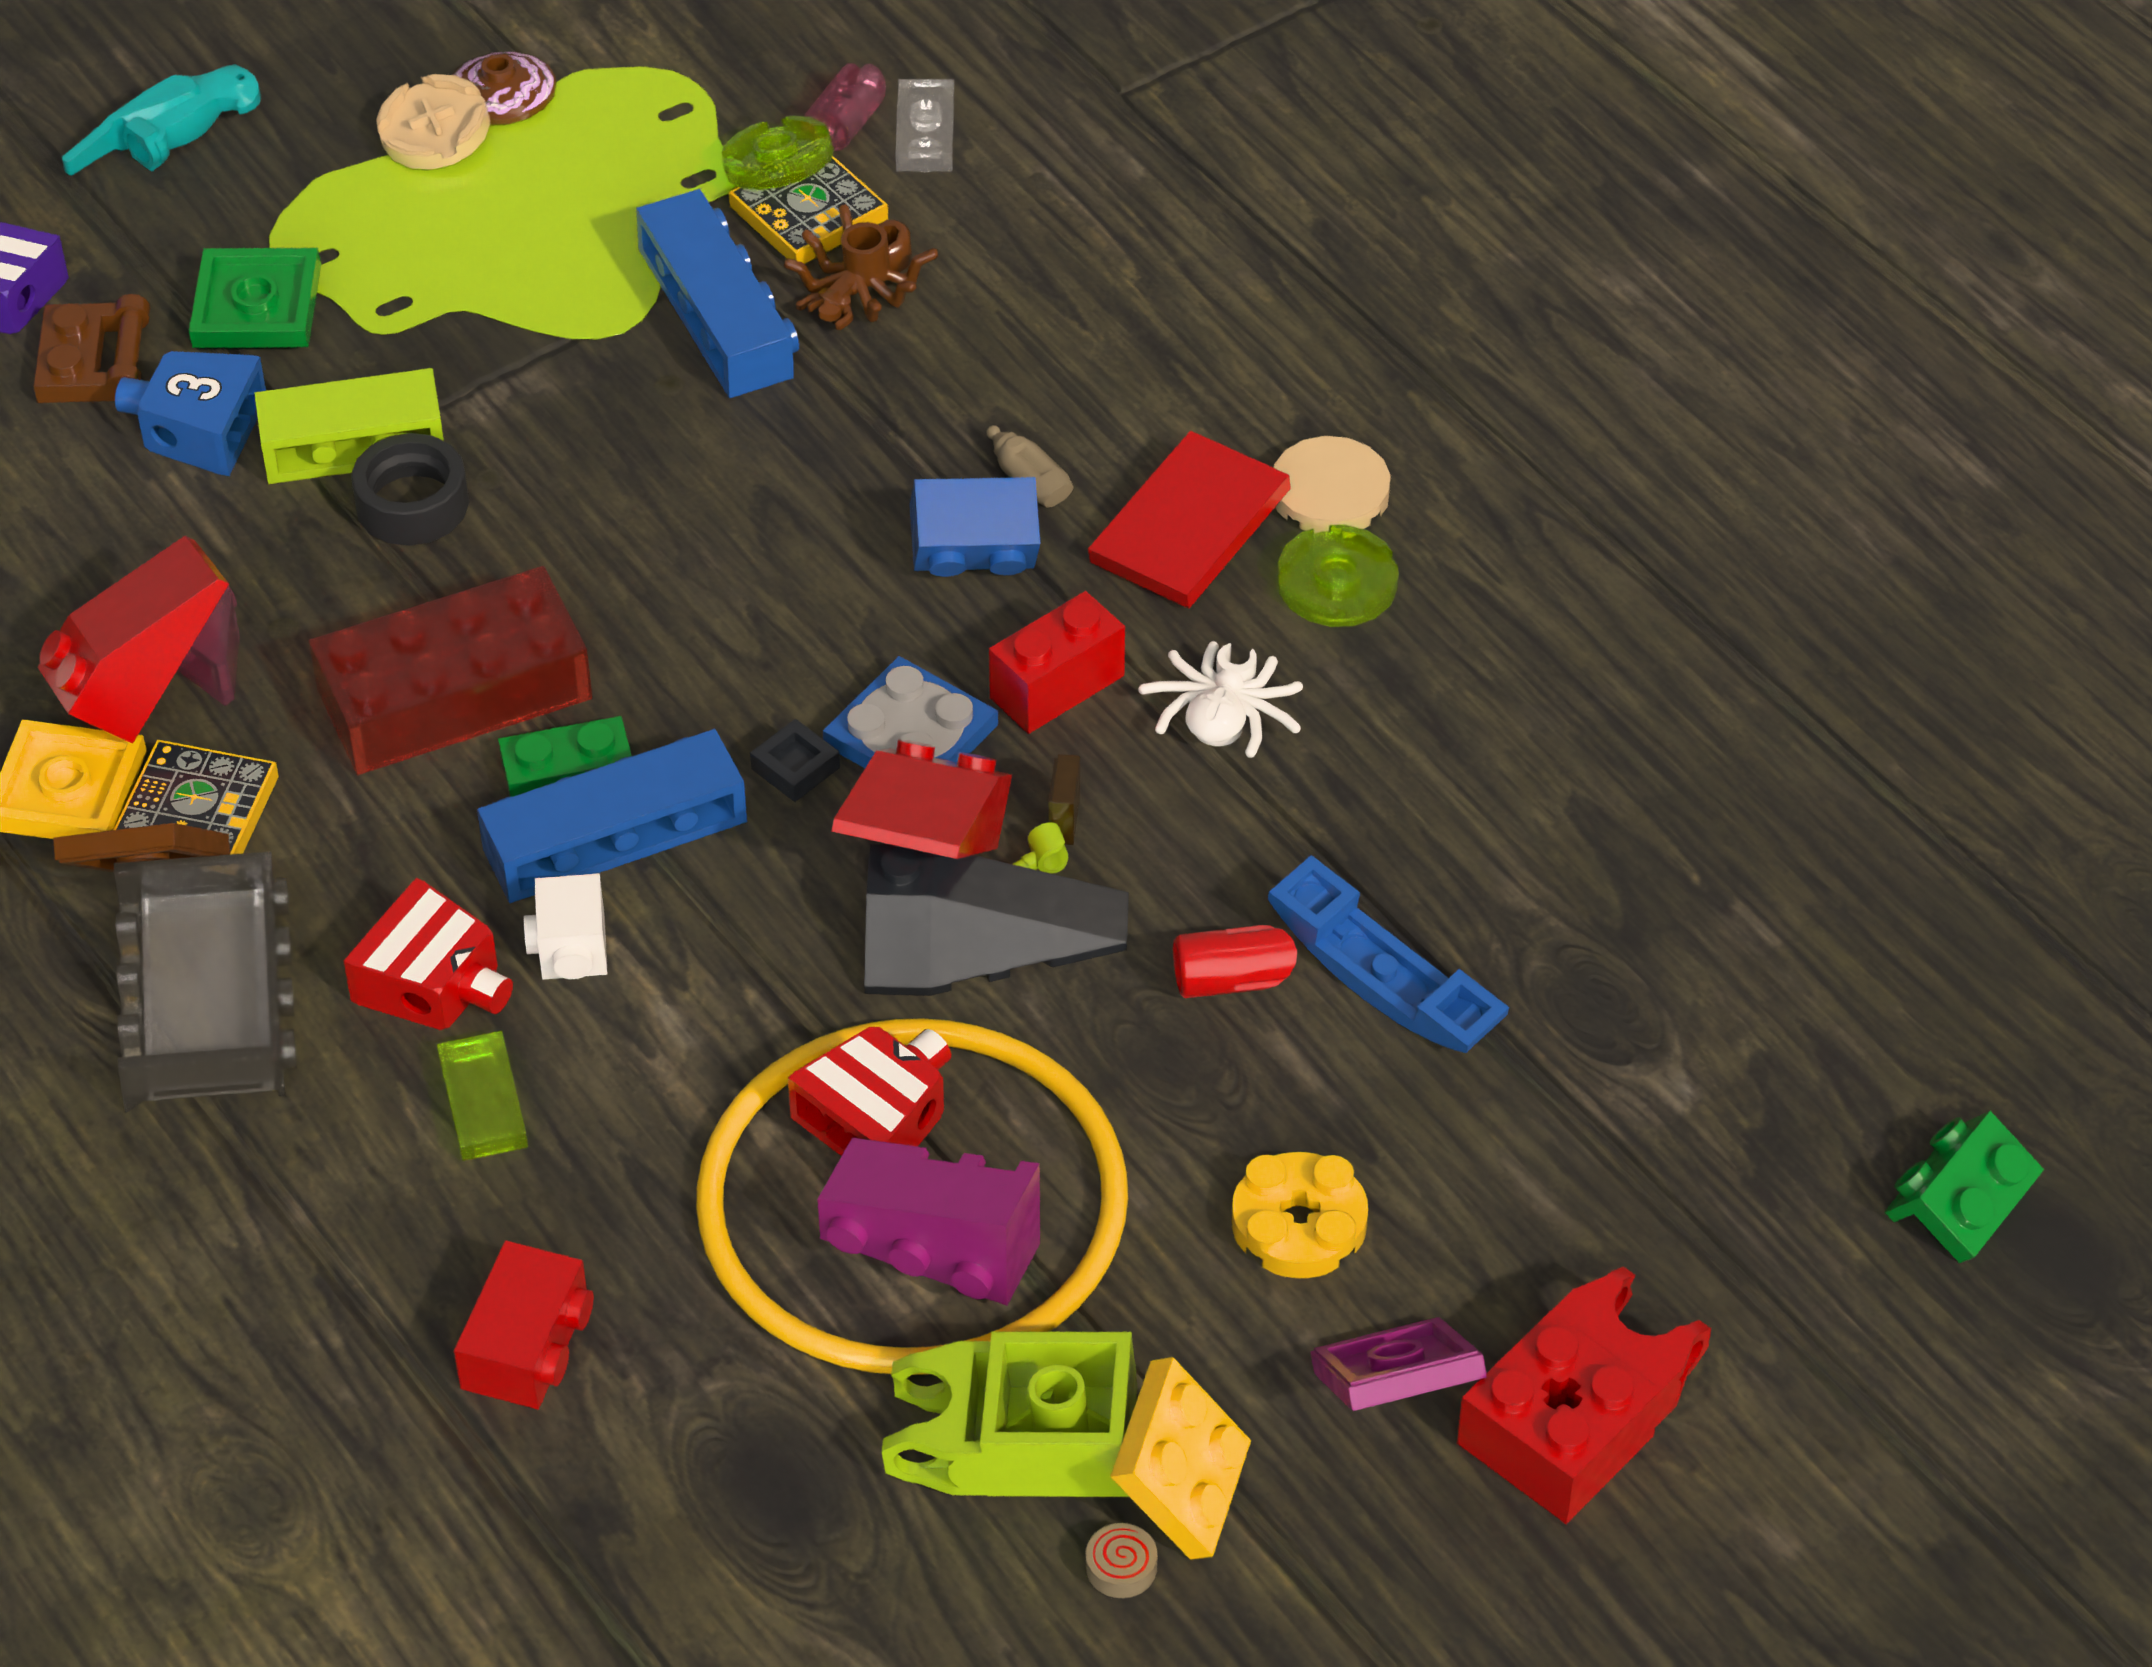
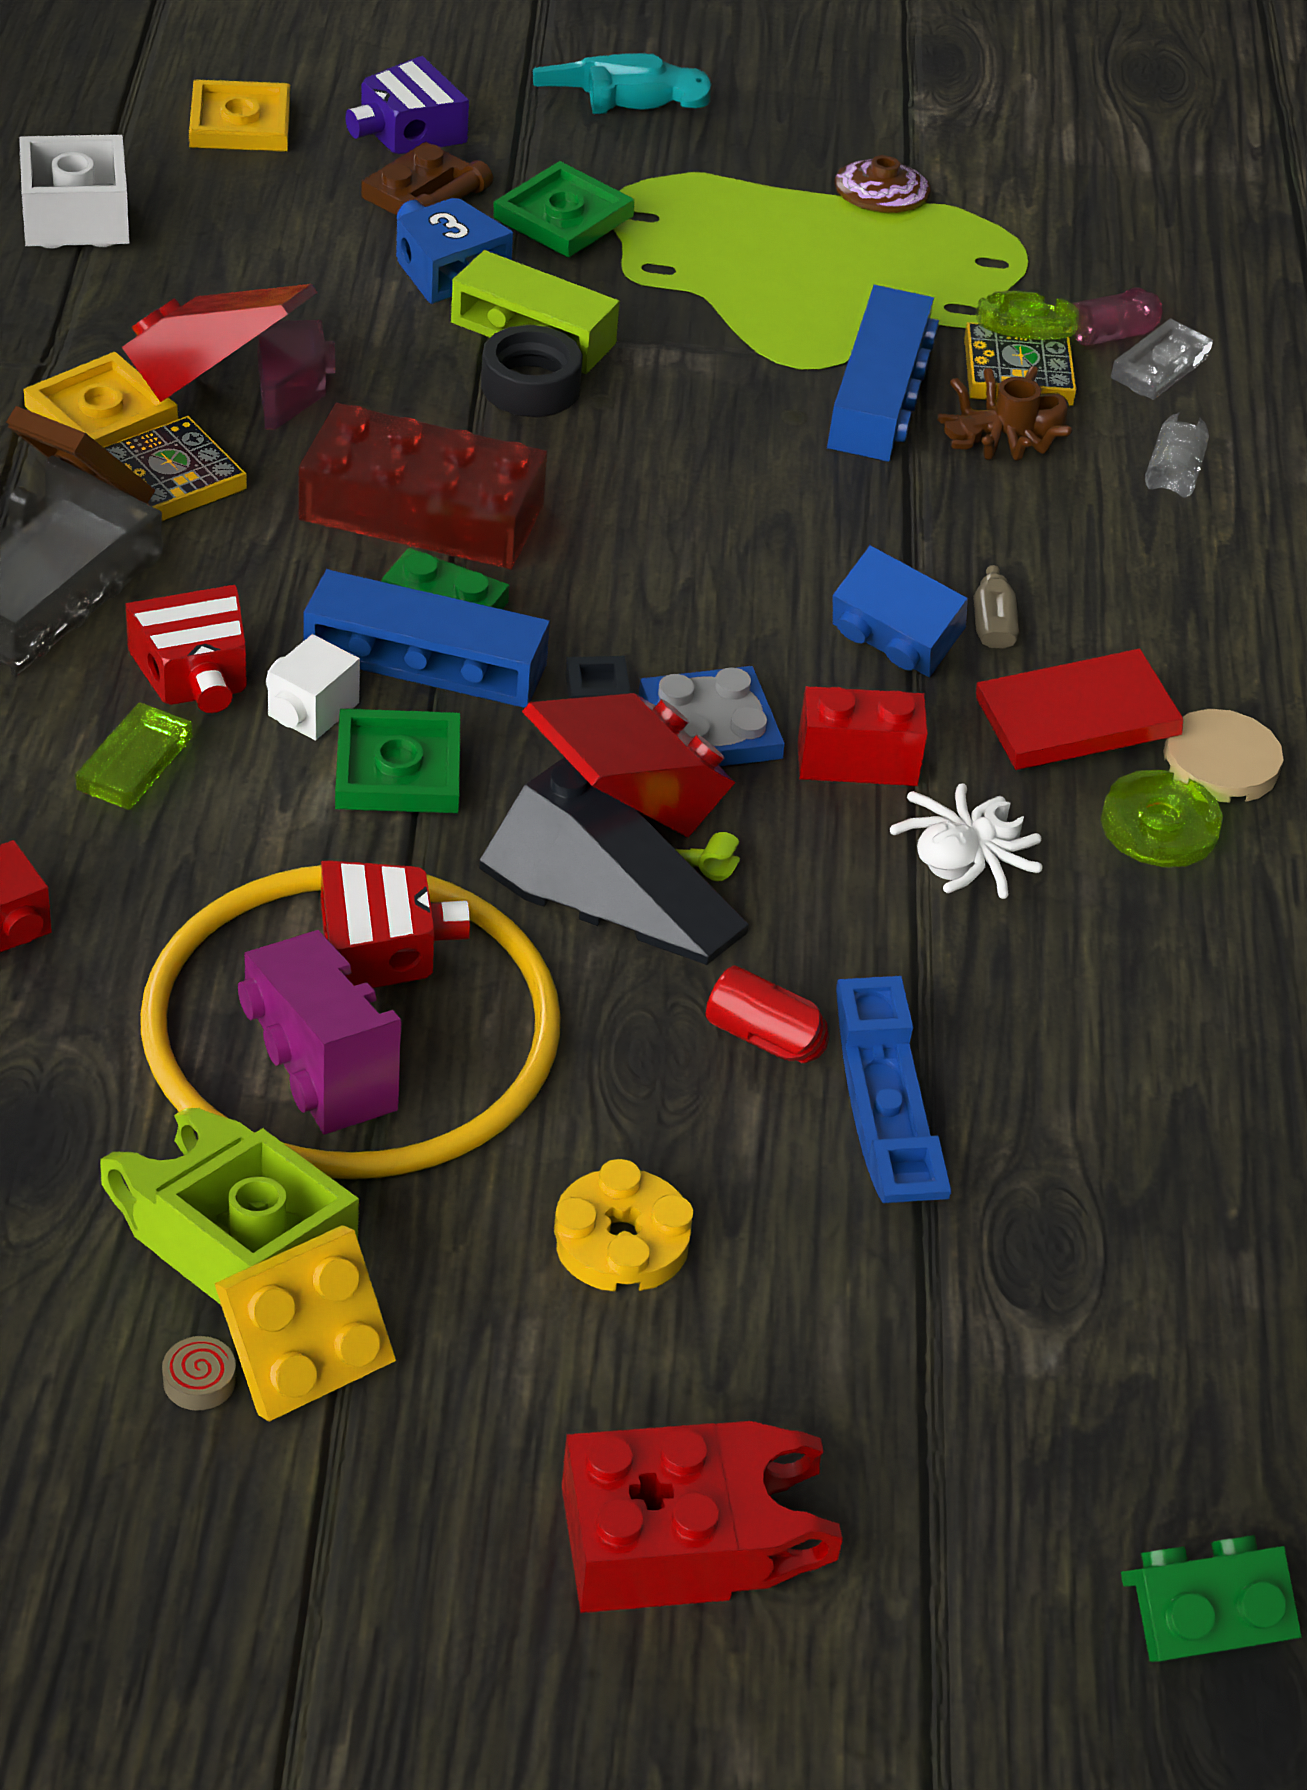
camera: 35 degrees right, 5 degrees down
(433, 122) = (806, 177): tan tile -> none
(710, 944) = (398, 761): none -> green plate
(1030, 216) = (1177, 456): none -> clear piece
(1065, 795) = (765, 828): dark brown tile -> none
(1397, 1363) = (556, 1379): magenta tile -> none

